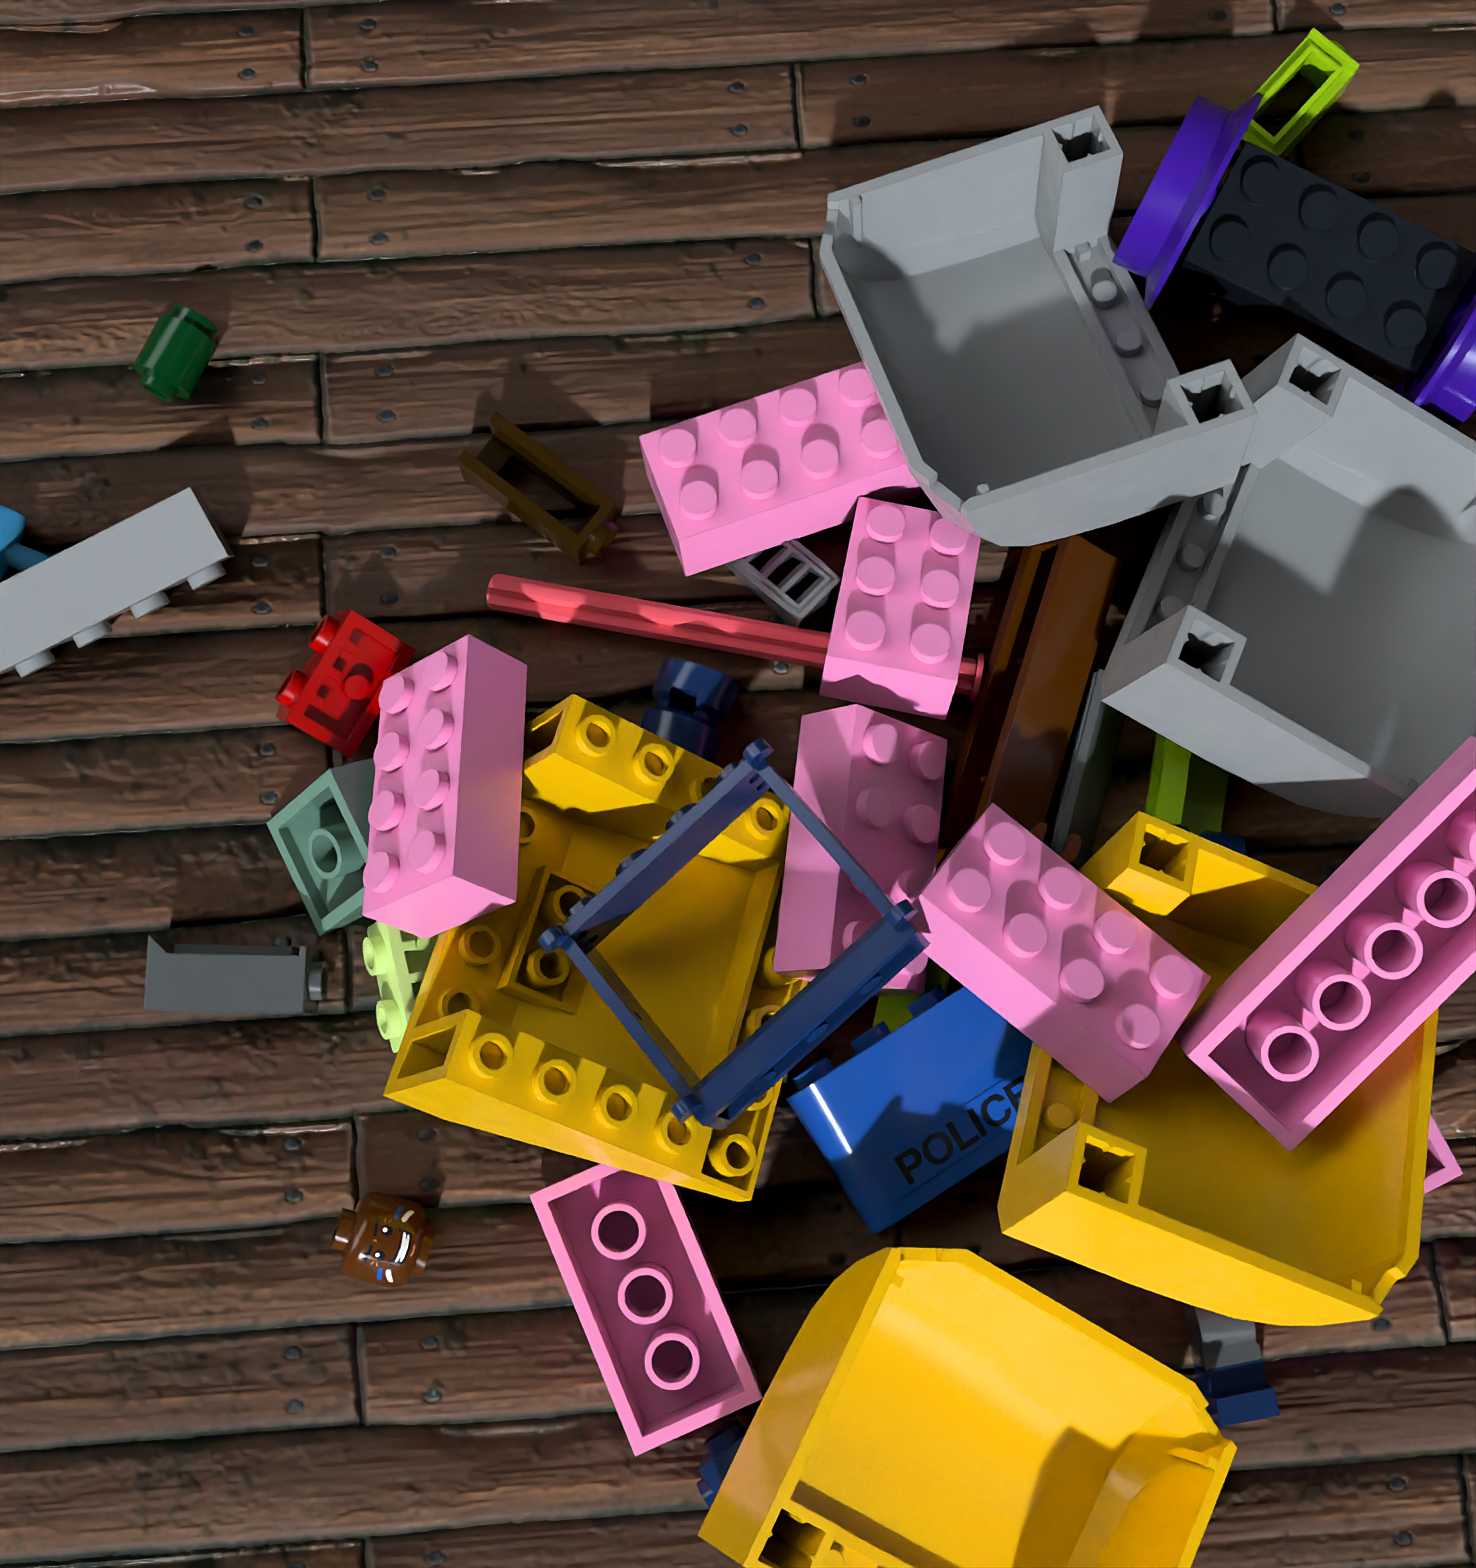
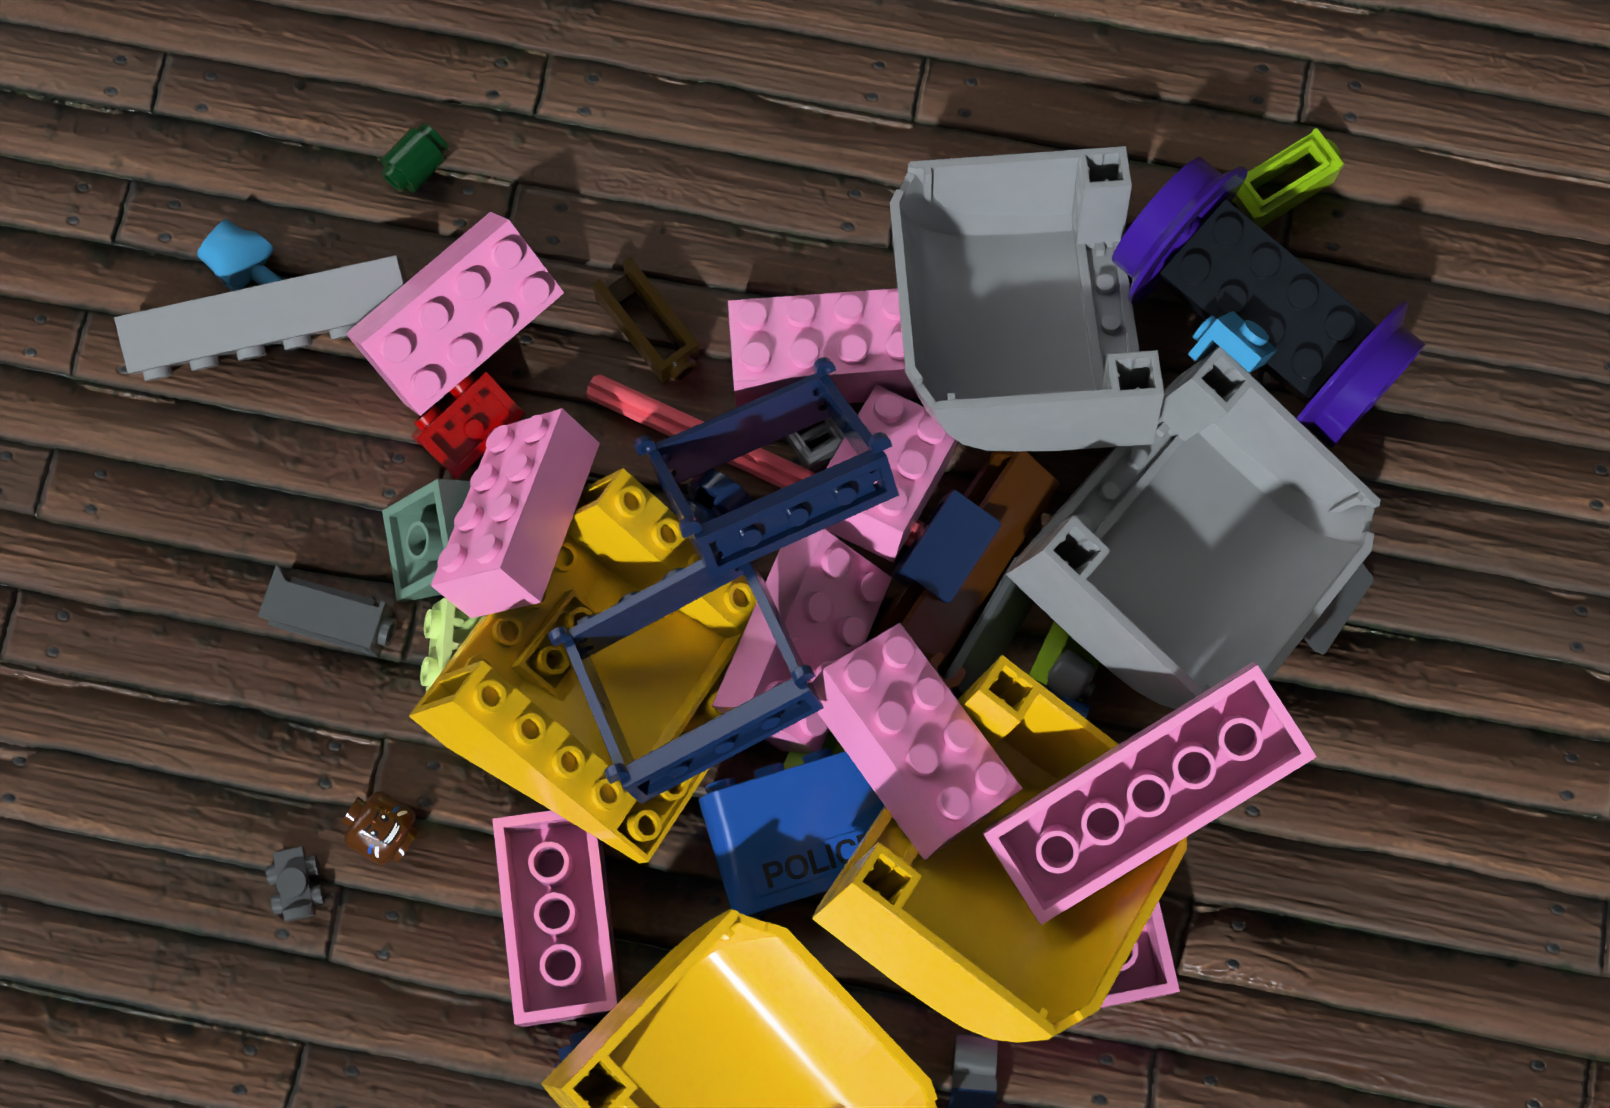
camera: 20 degrees right, 5 degrees down
(289, 542) = (455, 312): none -> bright pink brick
(290, 1341) = (293, 883): none -> dark grey piece
(816, 699) = (793, 510): none -> dark blue window
(1010, 683) = (947, 547): none -> dark blue panel
(1208, 805) = (1071, 676): none -> dark grey piece
(1322, 319) = (1239, 338): none -> dark azure bracket

